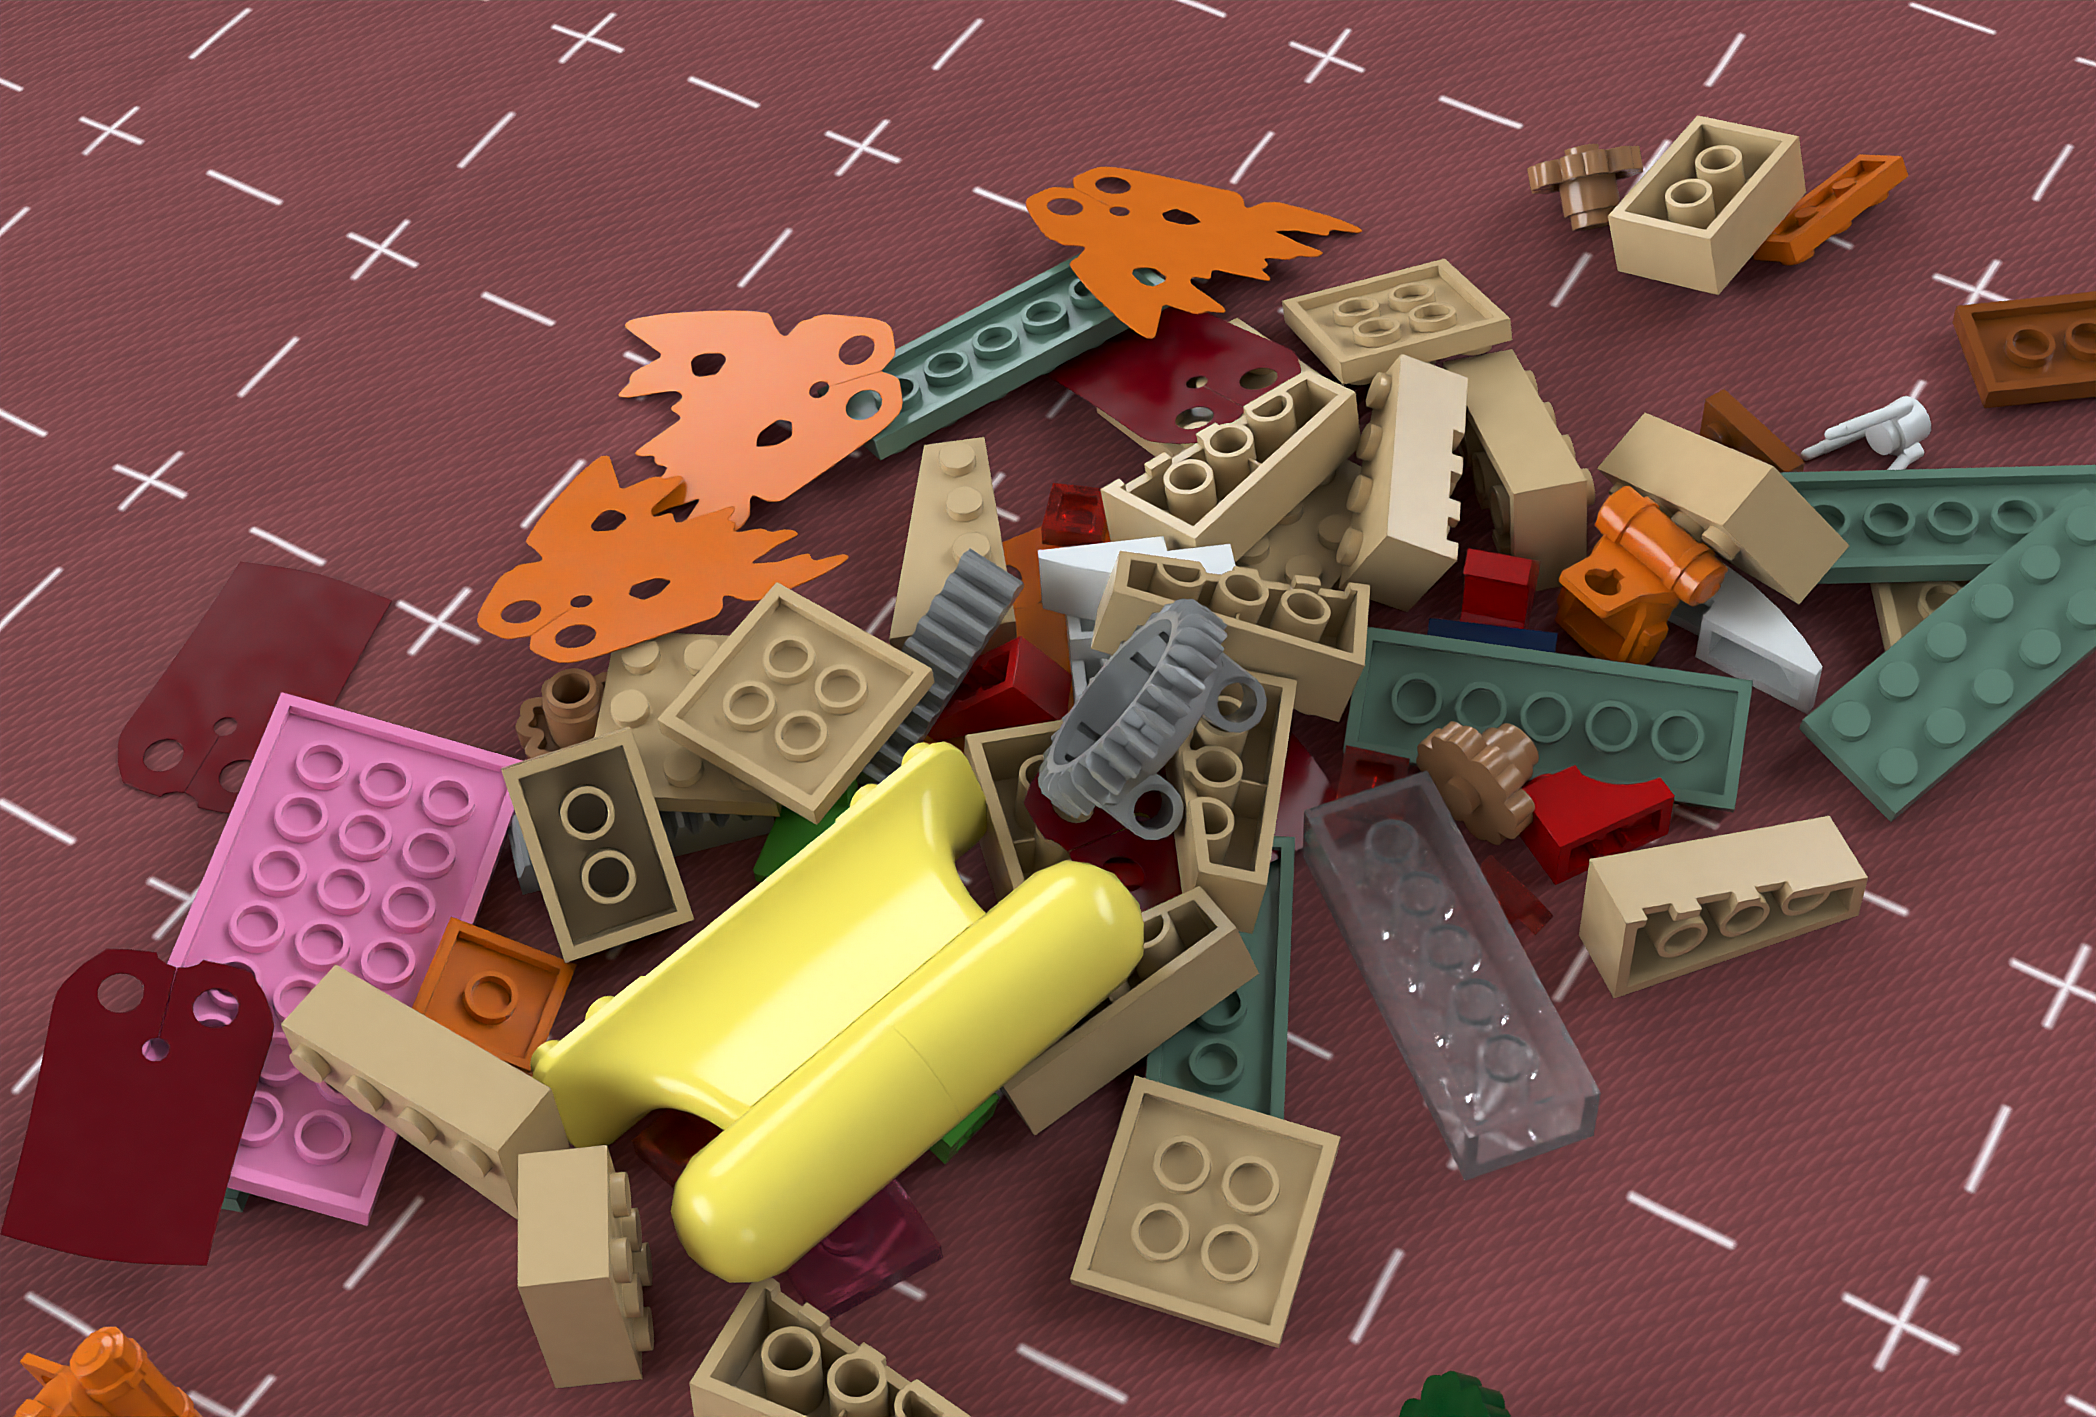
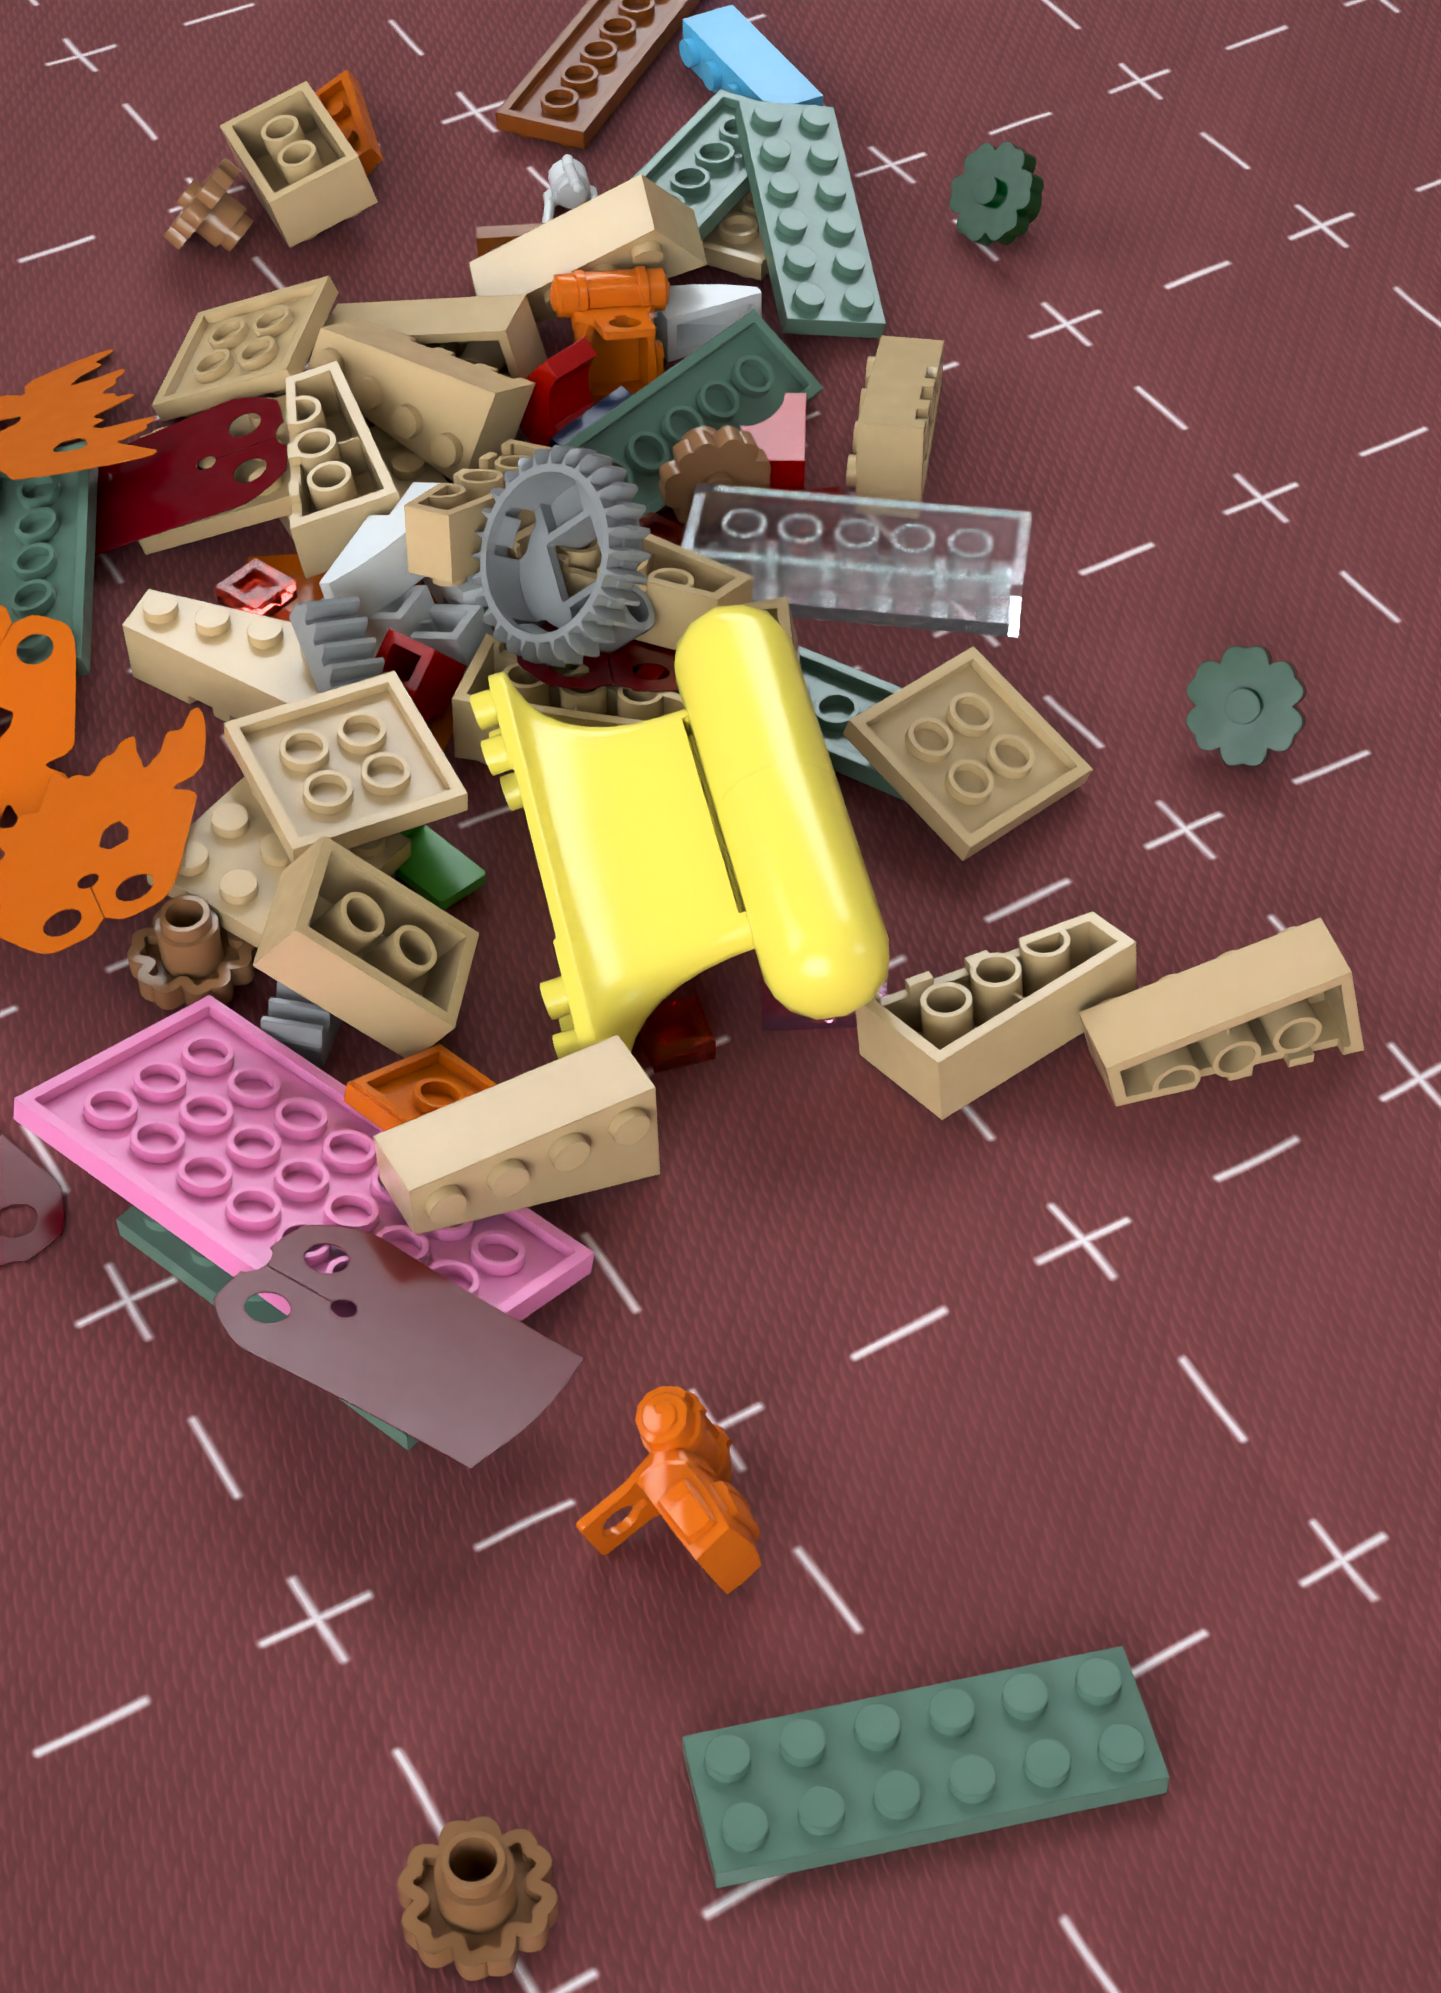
camera: 65 degrees left, 5 degrees down
(583, 1266) = (787, 1089): tan brick -> none

